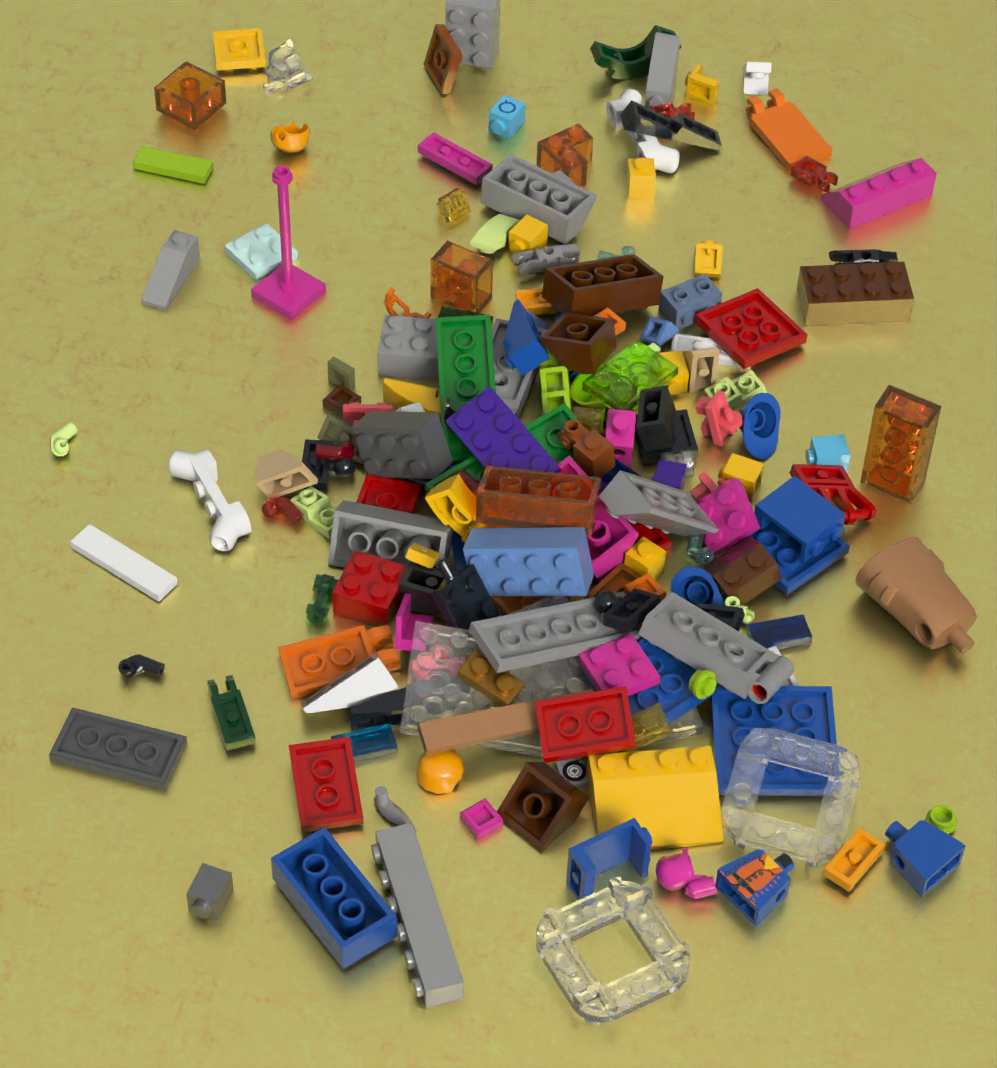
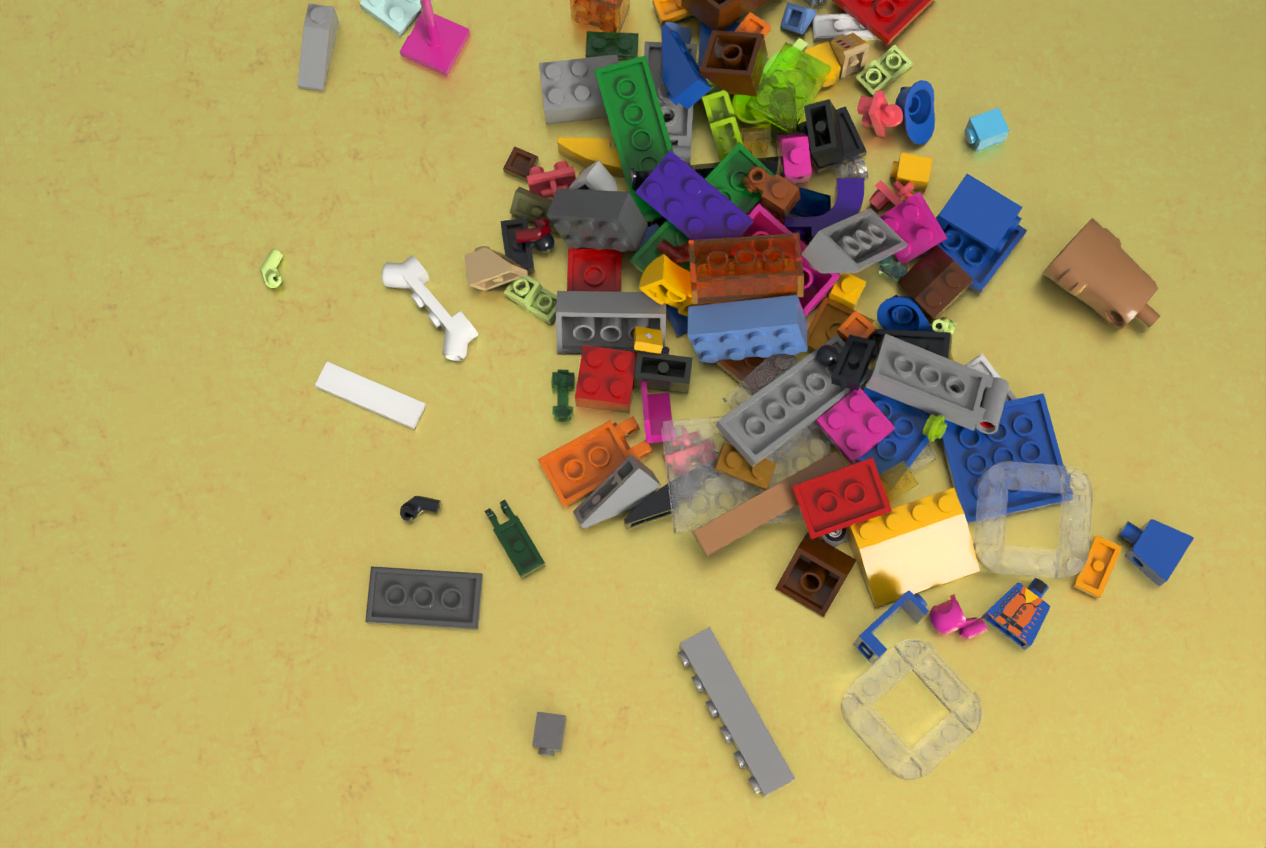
camera: 10 degrees left, 25 degrees up
(279, 506) = (499, 300): clear red arm -> none
(325, 784) = (620, 597): red plate -> none
(334, 897) = (660, 716): blue brick -> none
(341, 373) = (513, 136): olive tile -> none
(371, 742) = (641, 543): tile -> none
(389, 301) = (556, 47): orange helmet -> none
(390, 809) = (686, 609): light grey bar -> none
(440, 771) = (718, 563): light orange hair -> none
(462, 596) = (699, 384): black plate -> none
(481, 819) = (764, 597): dark pink tile -> none
(781, 632) = (982, 338): clear blue tile -> none
(834, 482) = (996, 160): red plate -> none
(900, 443) = (1060, 118): clear orange brick -> none
(943, 818) = (1163, 507): lime plate -> none

